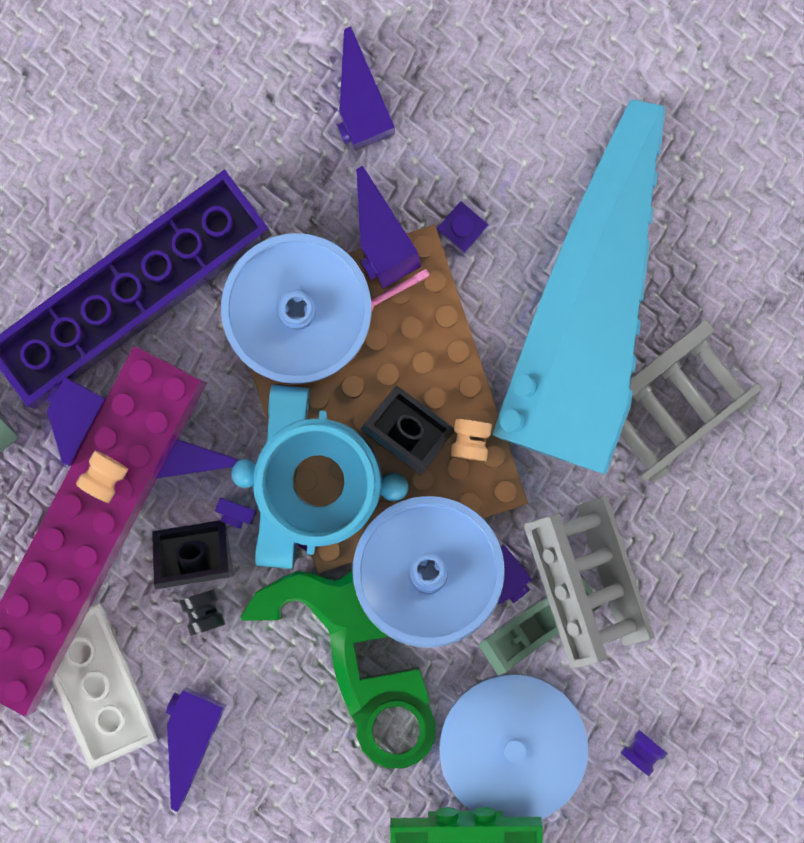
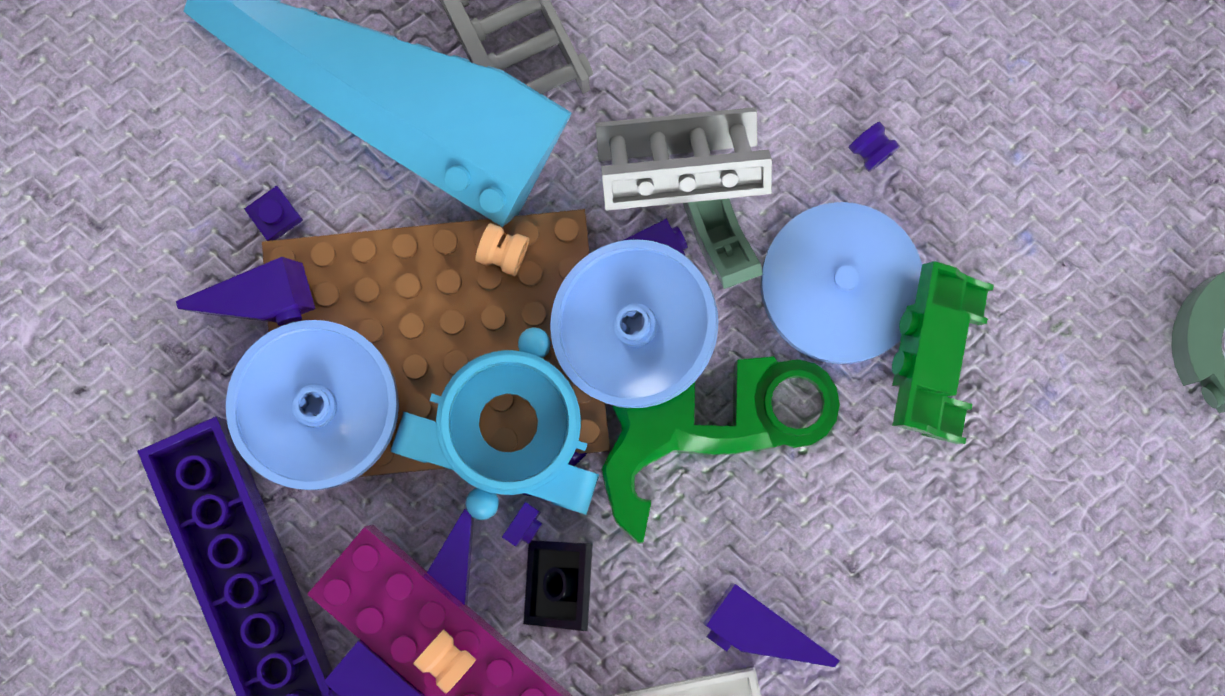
camera: 85 degrees left, 5 degrees down
(202, 612) = (625, 586): black wheel -> none
(361, 104) = (115, 289): dark purple slope -> none
(402, 286) = (314, 270): bright pink hinge -> none
(408, 430) = (477, 315): black slope -> none

